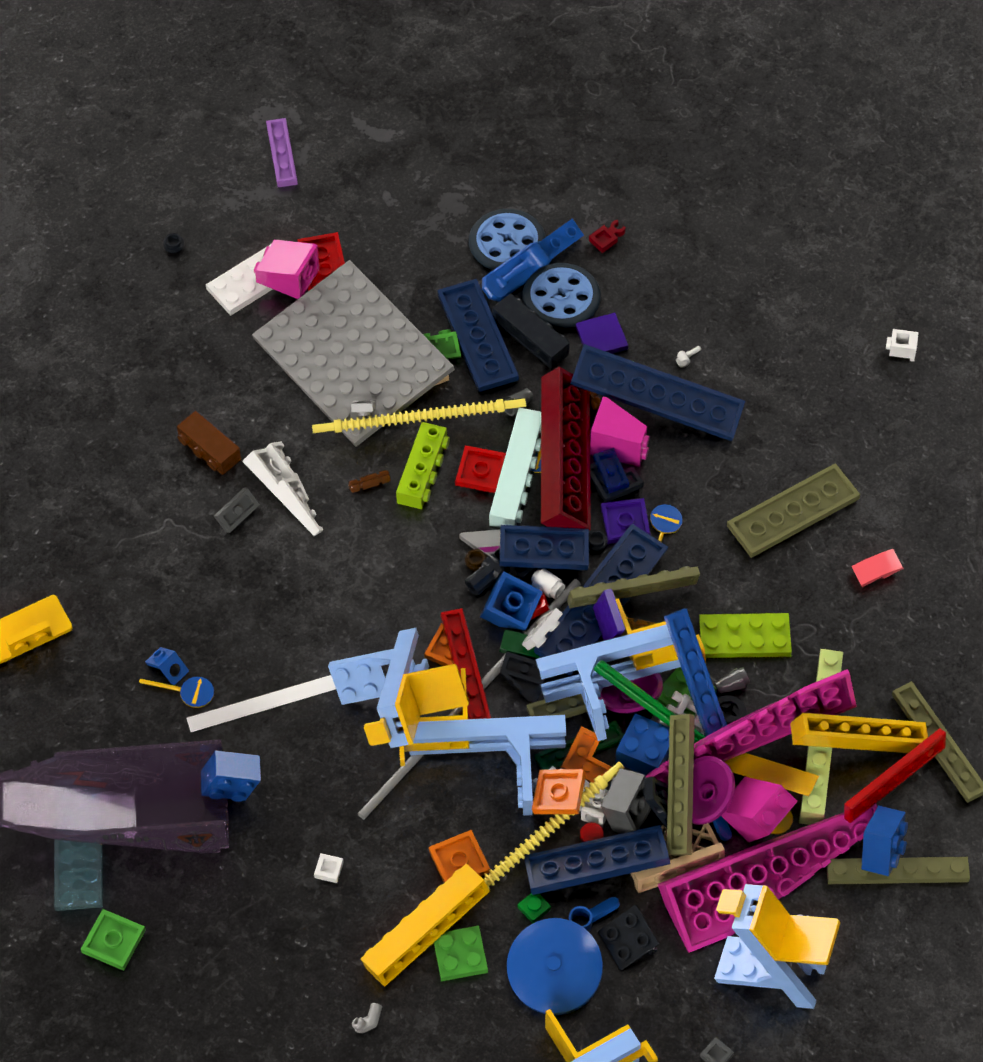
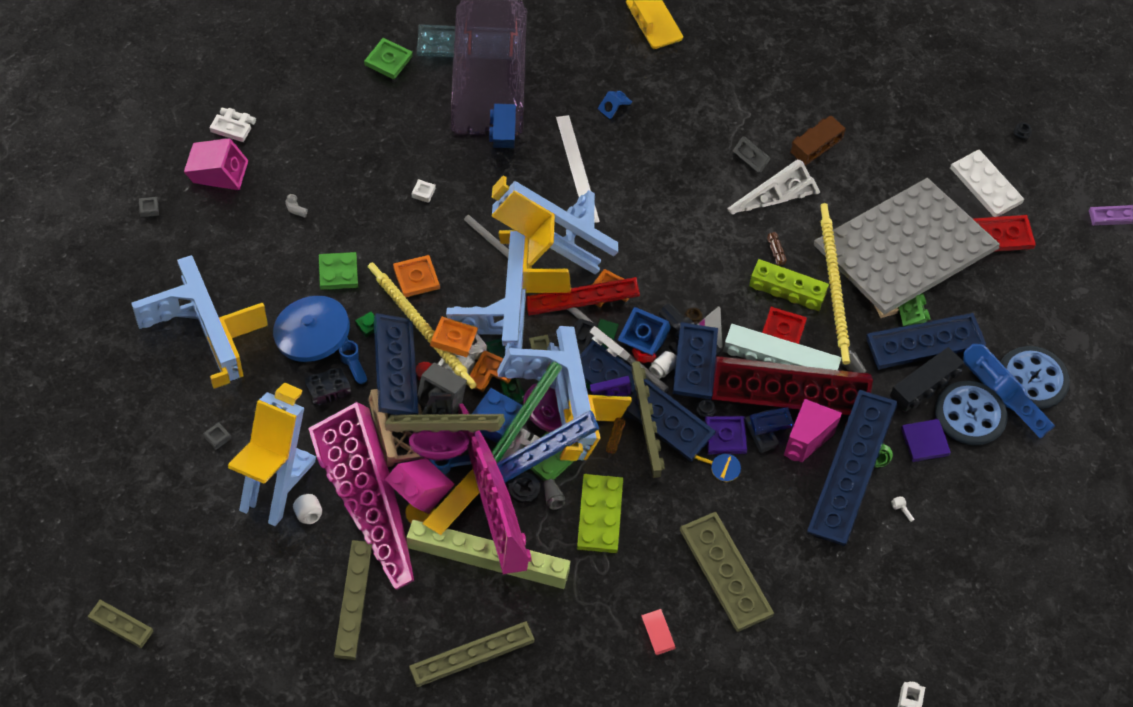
camera: 90 degrees right, 0 degrees up
(194, 692) = (590, 121): blue piece -> none
(288, 267) = (989, 199): dark pink slope -> none
(363, 407) = (843, 240): light grey plate -> none
(425, 924) = (360, 243): yellow brick -> none
(606, 237) = (1038, 454): dark red plate -> none
(857, 732) = (475, 572): yellow brick -> none
(884, 841) = (371, 577): blue brick -> none
(894, 775) = (432, 598): red tile -> none

